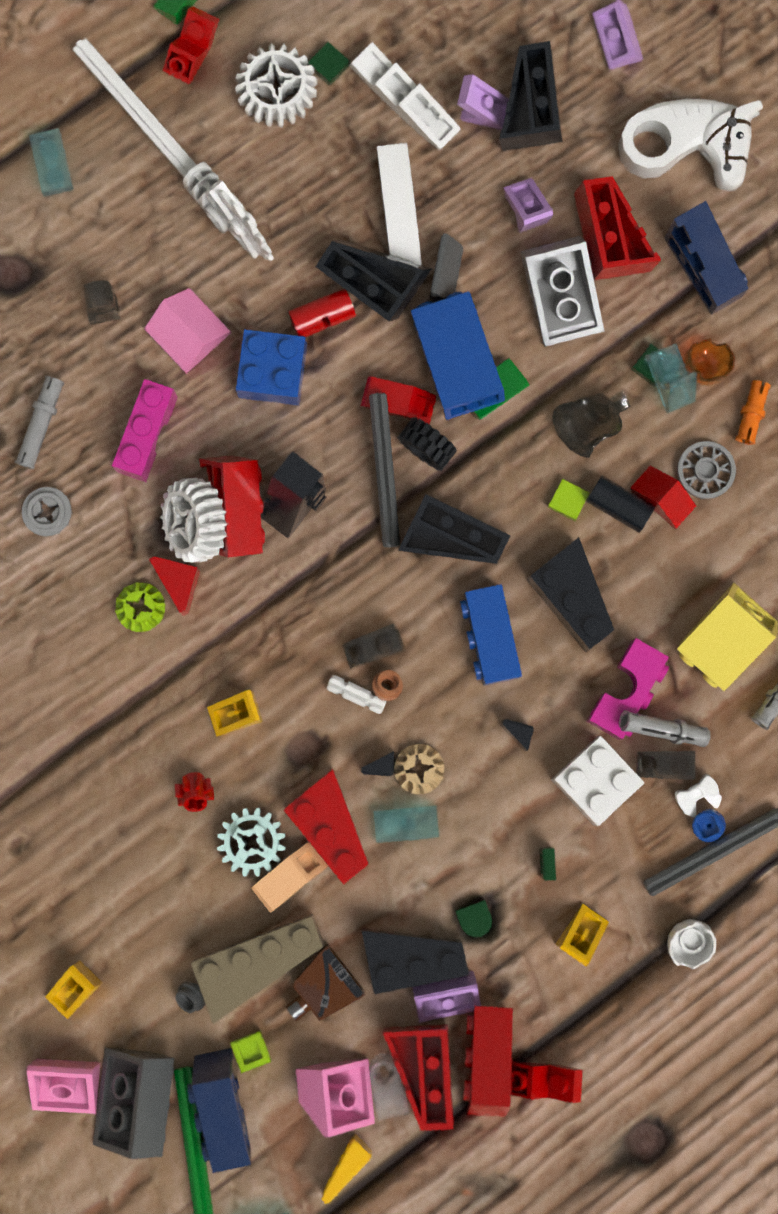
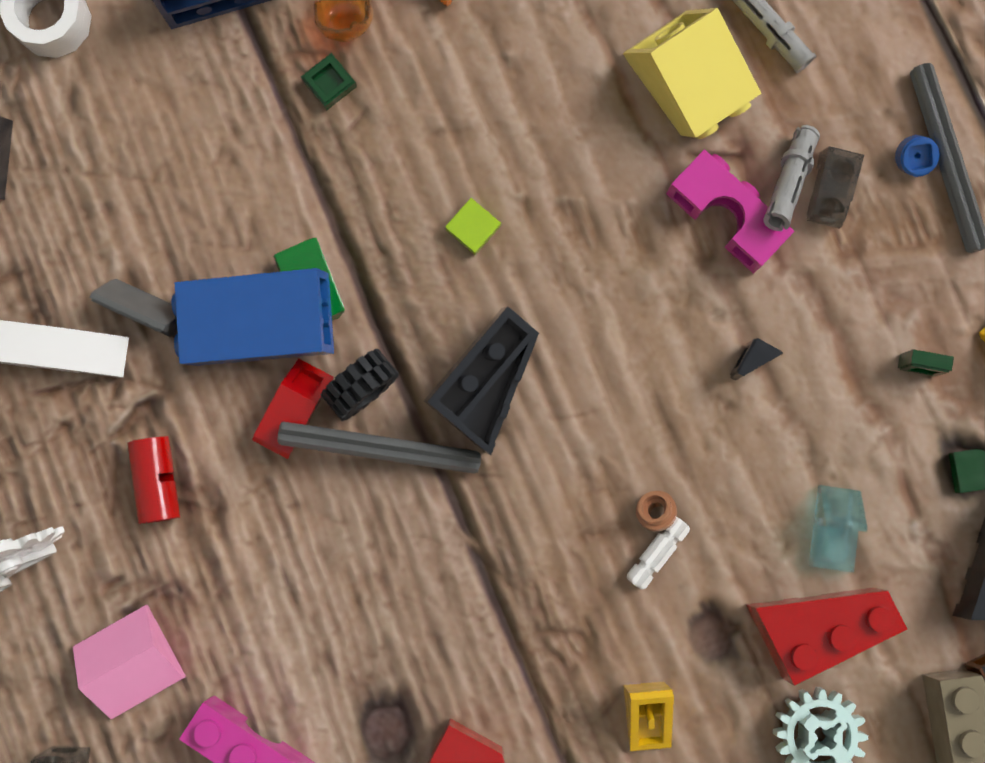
camera: 75 degrees left, 0 degrees up
(193, 520) = (386, 716): white gear -> none
(238, 486) = (378, 653): red wedge -> none
(271, 367) = (206, 563): blue brick -> none
(289, 877) = (877, 697): light nougat slope -> none
(294, 492) = (384, 575): black wedge -> none
(373, 277) = (122, 401): black wedge -> none
(374, 646) = (604, 515): clear smoke leg -> none
(381, 766) = (759, 544): black slope -> none
(407, 759) = (757, 509): tan gear -> none
(491, 635) = (624, 363): blue brick -> none
(528, 204) = (82, 181): lavender slope -> none
(563, 290) = (203, 166): light grey slope -> none
(573, 595) = (597, 247): black wedge -> none
(589, 421) = (381, 172): clear smoke helmet -> none
(597, 781) = (837, 275): white brick -> none
(610, 231) = (144, 88): red wedge -> none
(620, 504) = (495, 162): black pin -> none
(665, 494) = (495, 109): red slope -> none
(672, 380) = (351, 61): clear light blue slope -> none
(705, 788) = (871, 146): white piece -> none
(706, 470) = (476, 49): light grey wheel -> none

